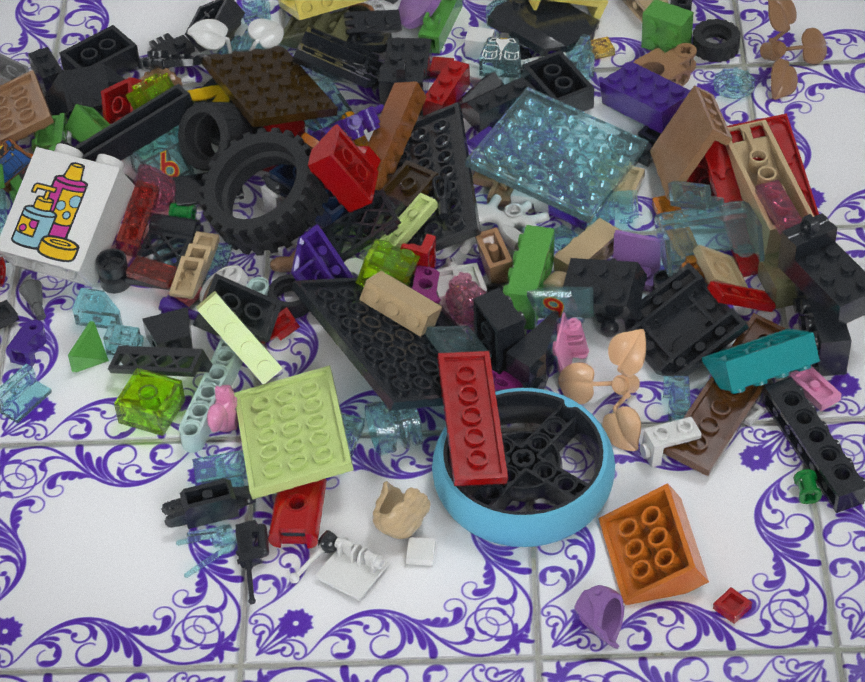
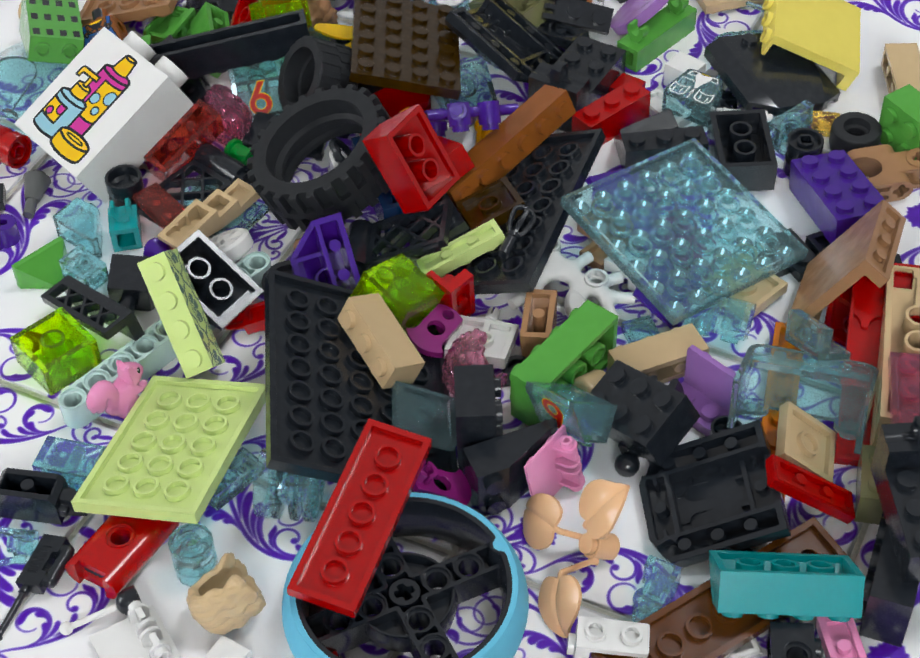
camera: 25 degrees right, 0 degrees up
(131, 297) = (124, 226): none -> teal brick
(355, 495) = (192, 552): none -> clear light blue wheel
(599, 68) = (802, 143): none -> black wheel
(628, 47) = (854, 131): none -> black tyre

